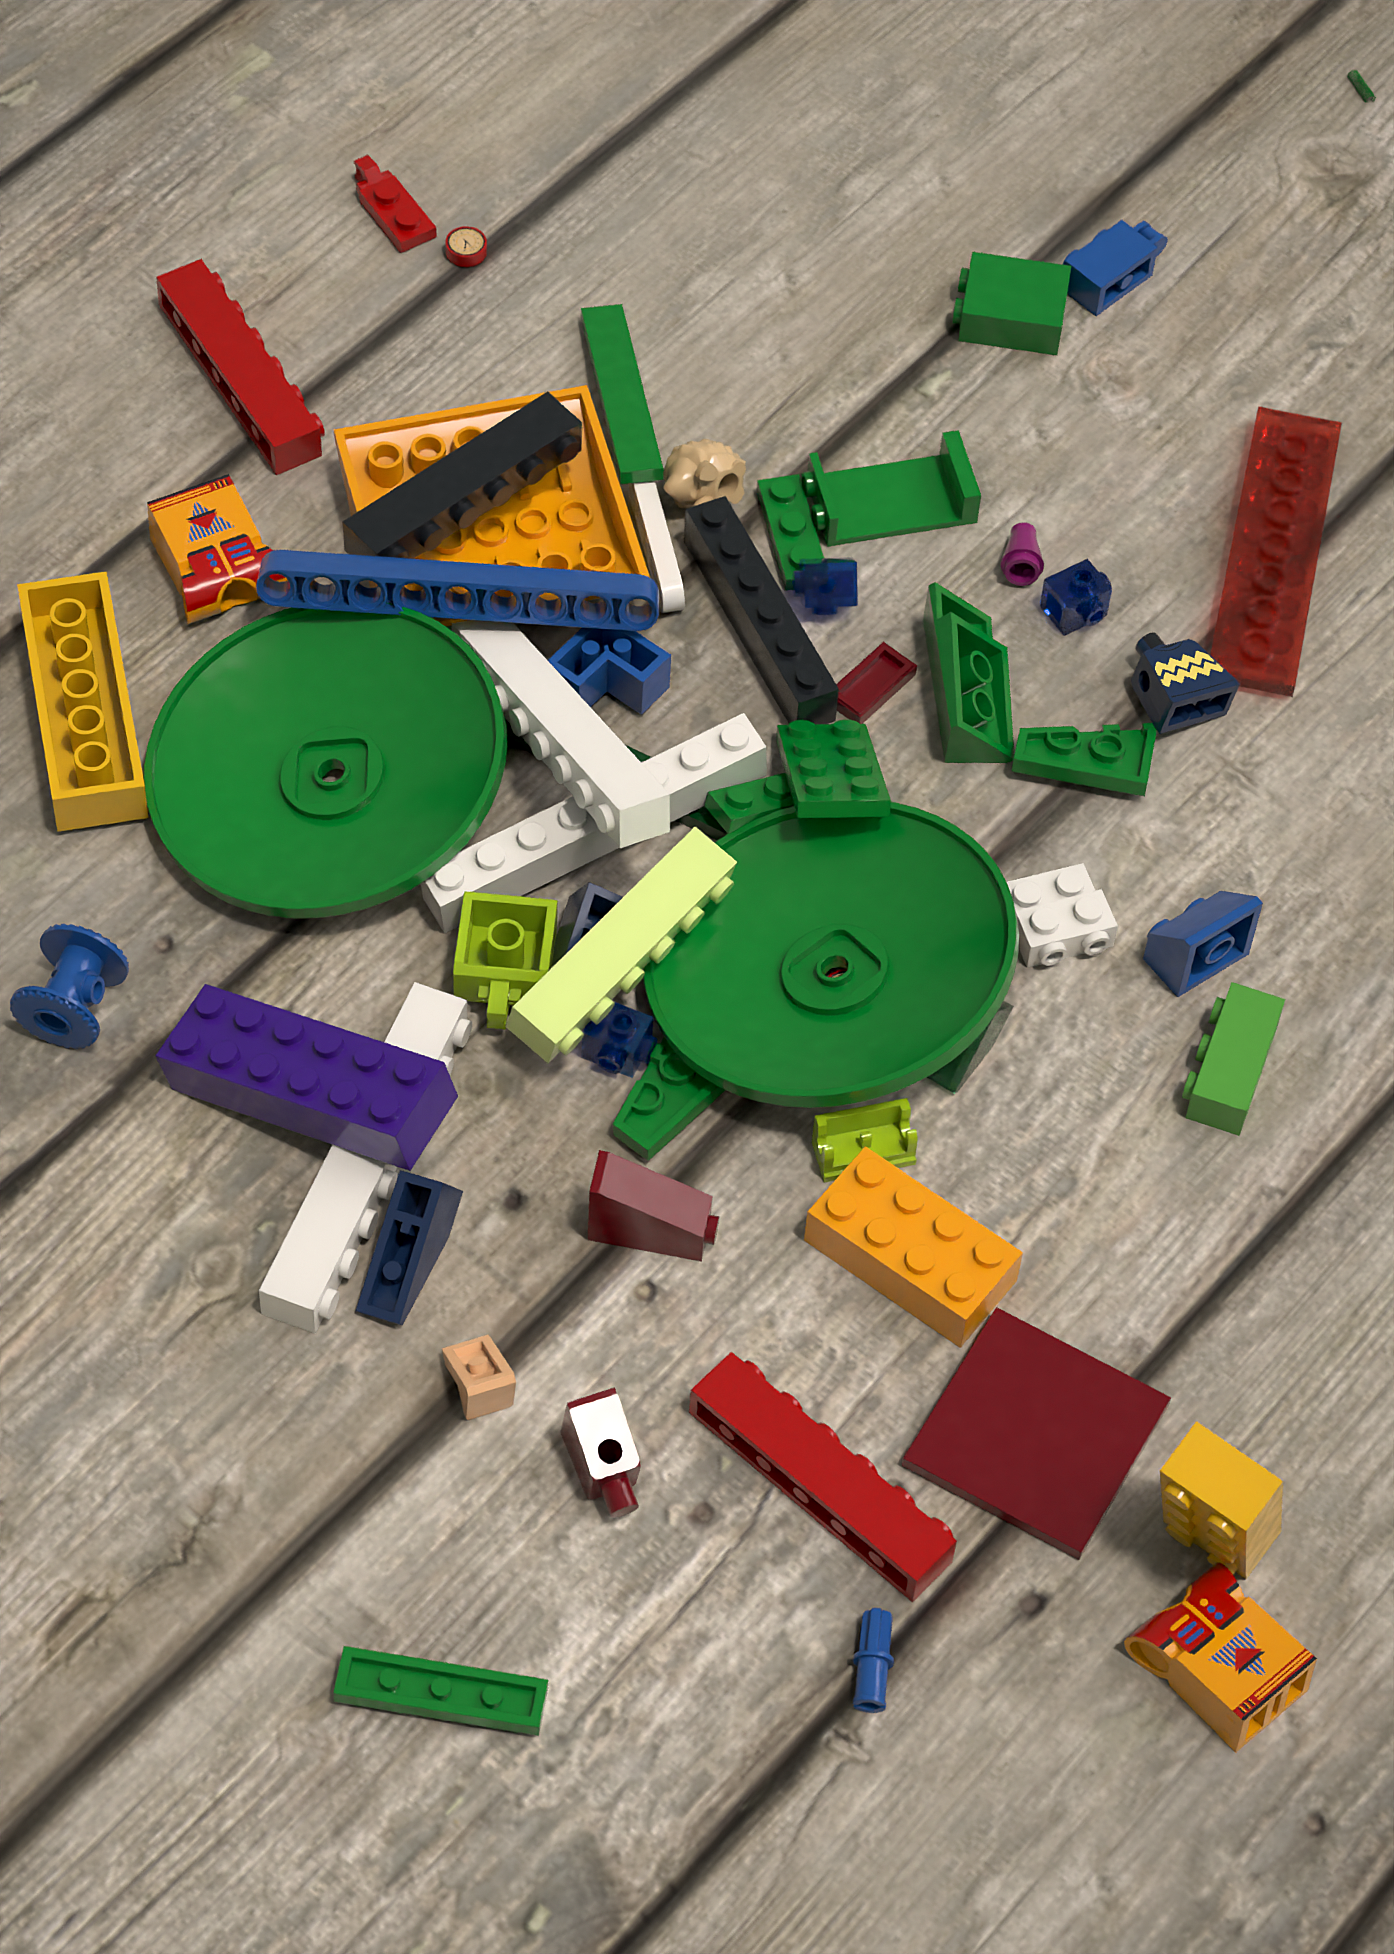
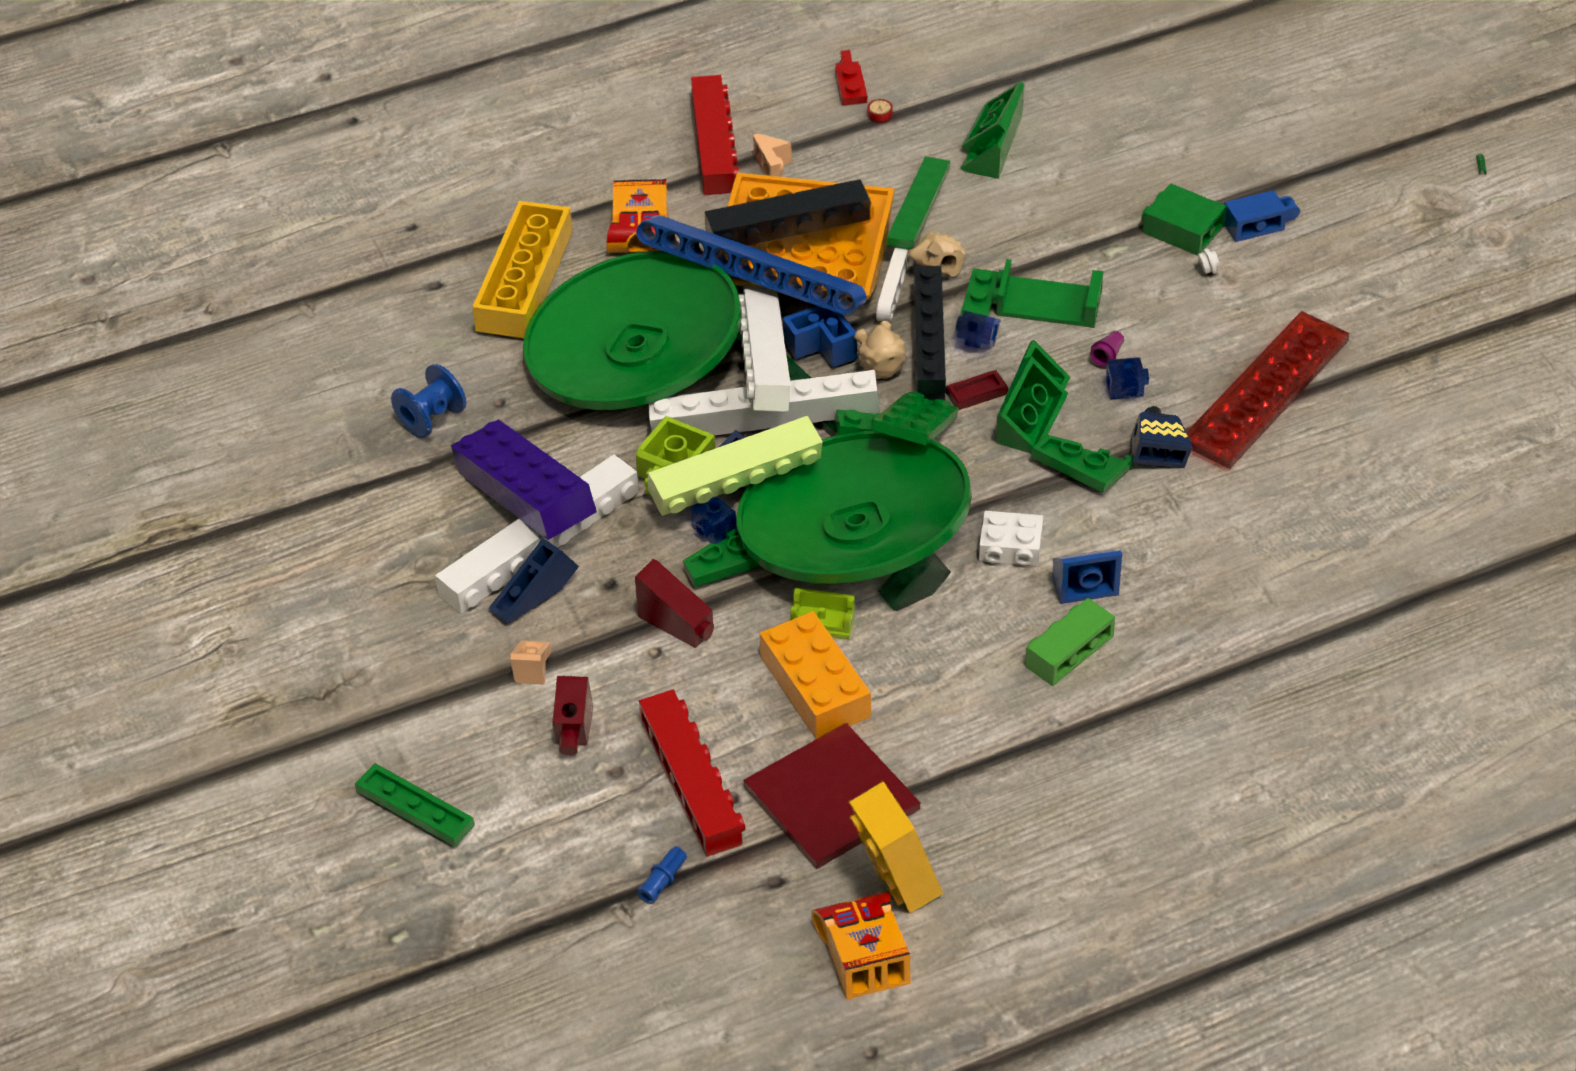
camera: 30 degrees right, 10 degrees down
(350, 379) = (771, 154): none -> light nougat slope
(661, 237) = (994, 133): none -> green slope
(713, 670) = (881, 350): none -> tan animal
(1085, 363) = (1208, 261): none -> white plate

